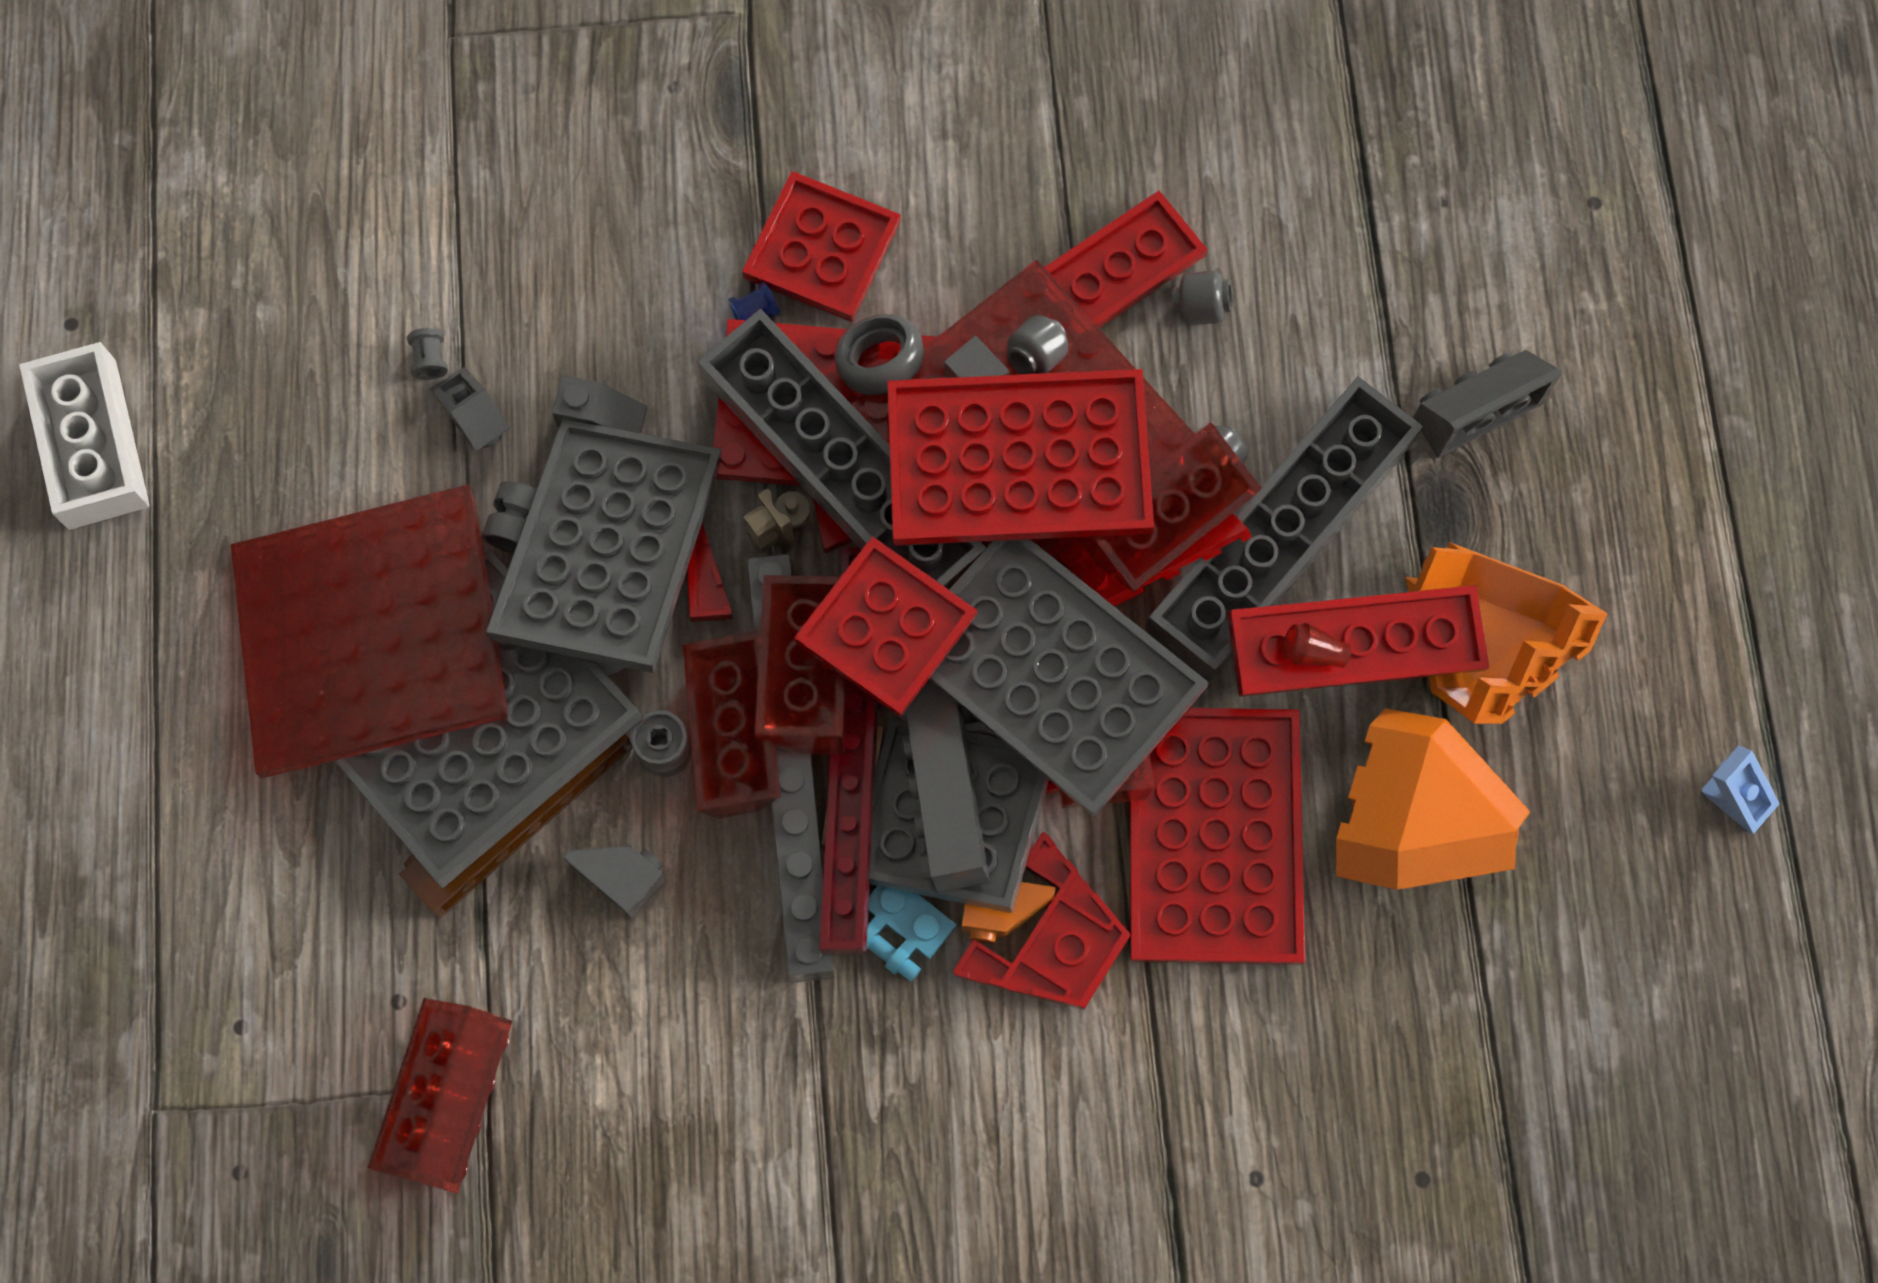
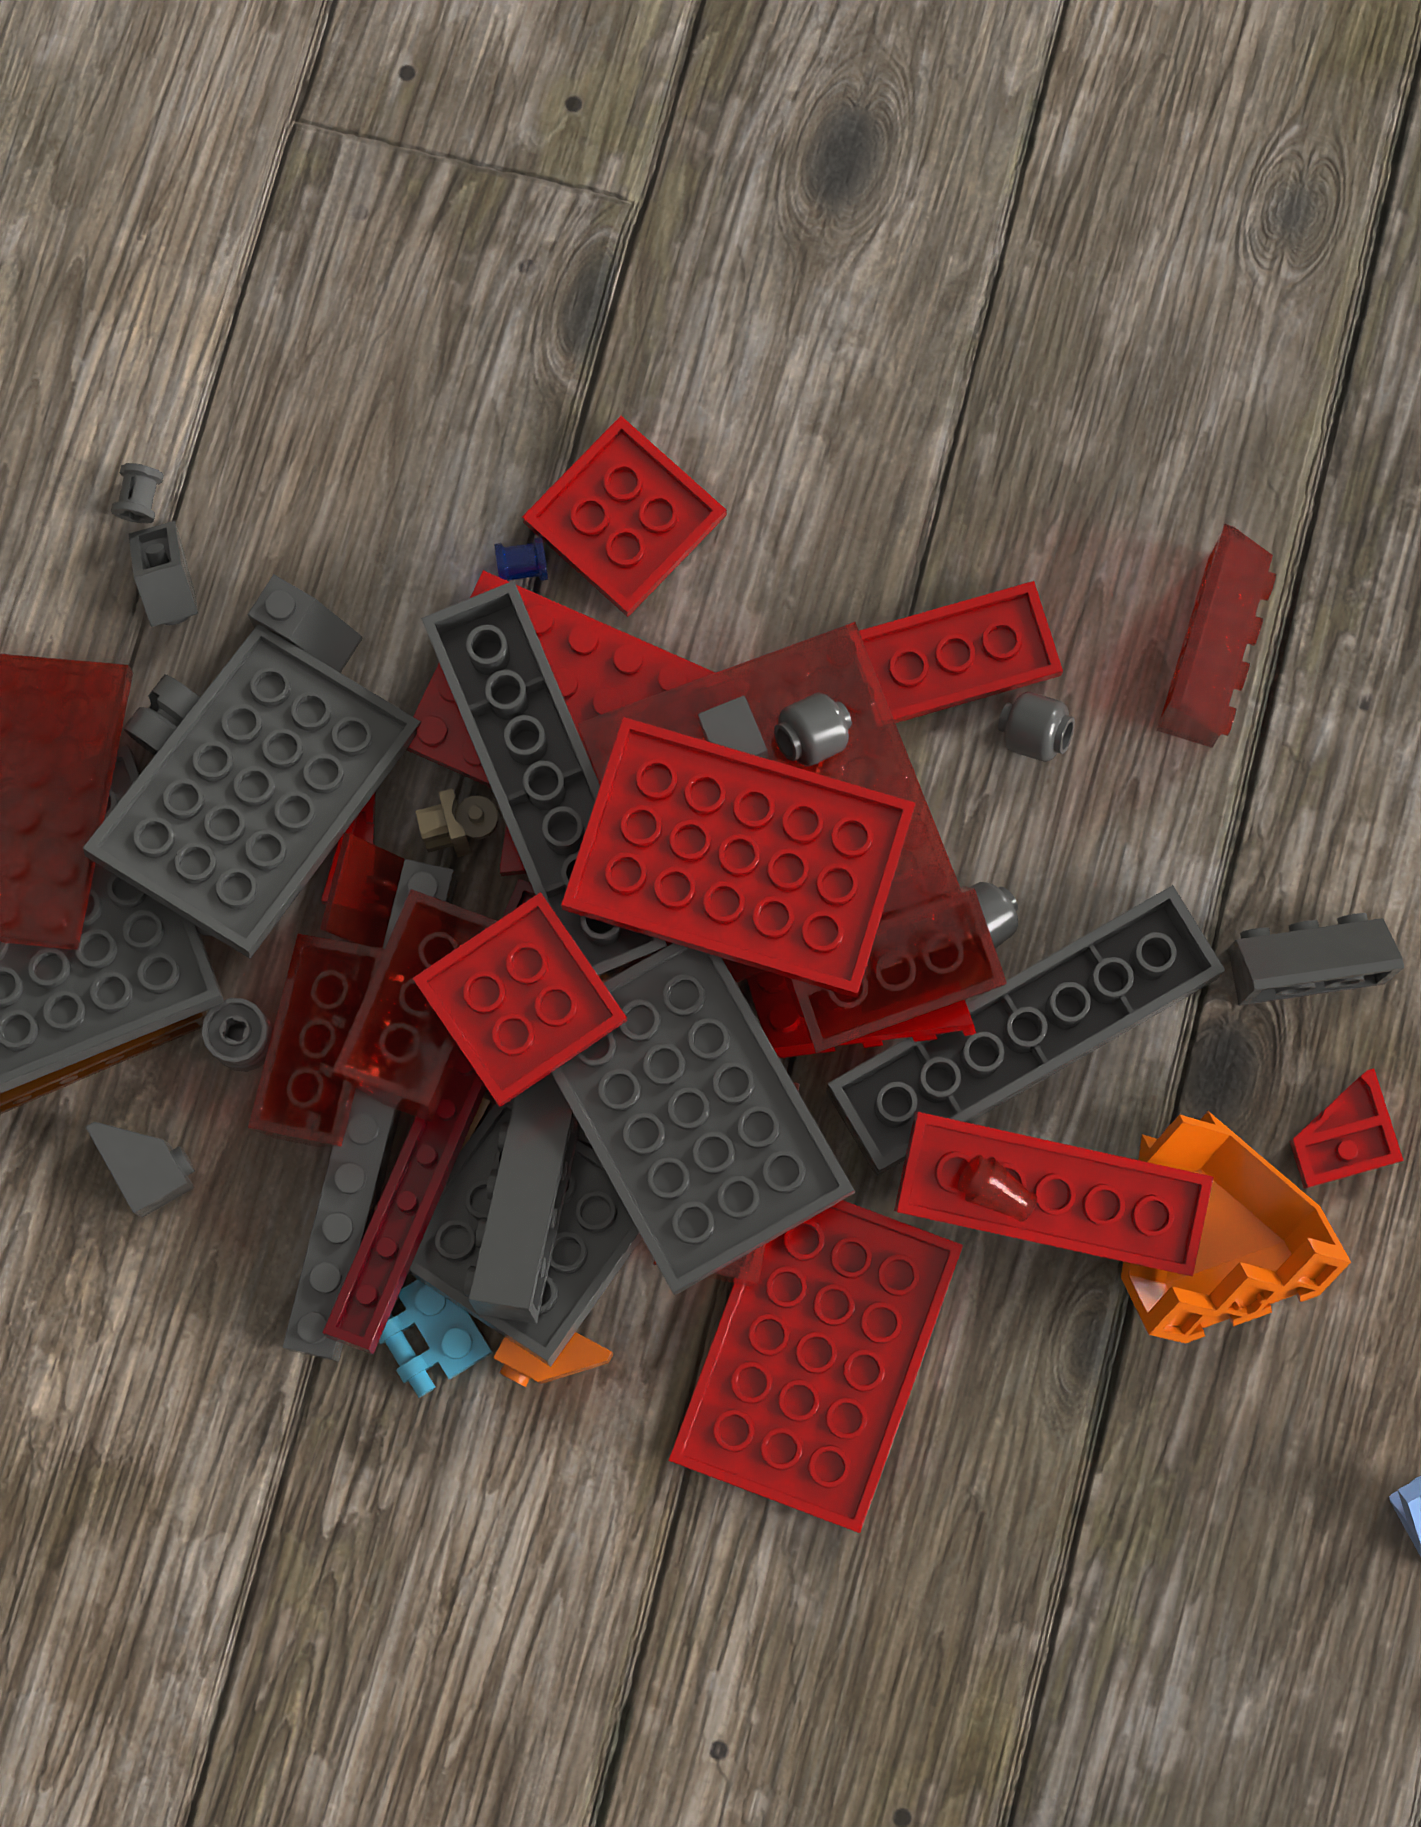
camera: 20 degrees right, 5 degrees up
(722, 595) = (362, 892): none -> clear red piece
(871, 332) = (624, 646): dark grey wheel -> none
(1066, 949) = (604, 1421): red wing -> none
(1315, 187) = (1217, 638): none -> clear red slope
(1425, 808) = (1059, 1410): orange panel -> none
(1562, 525) = (1347, 1136): none -> red wing

